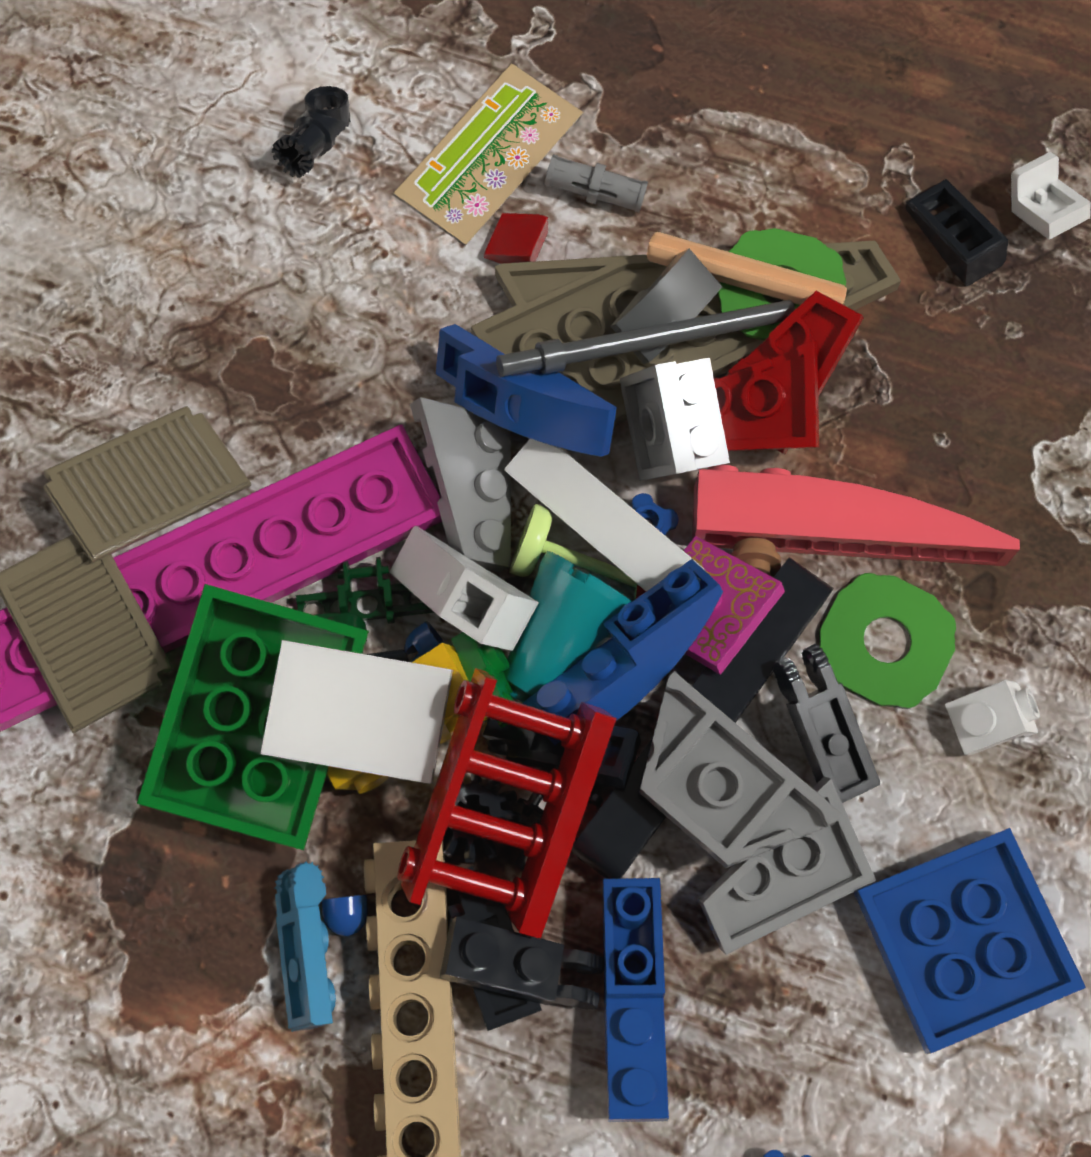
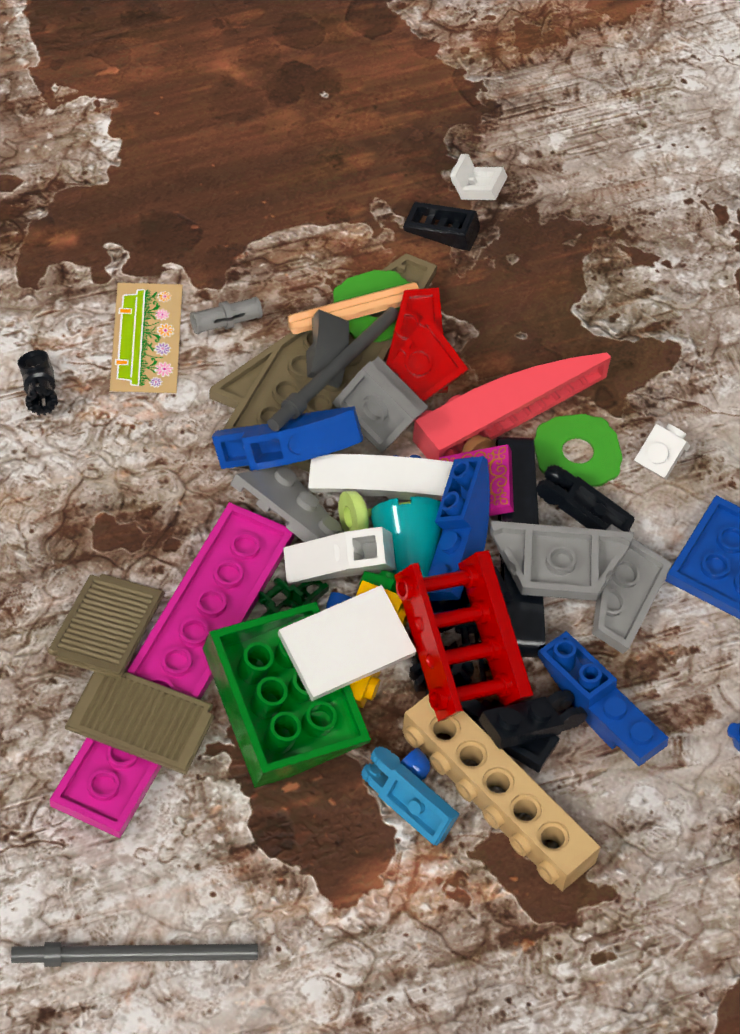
camera: 40 degrees left, 15 degrees down
(517, 238) = (205, 370): red slope -> none

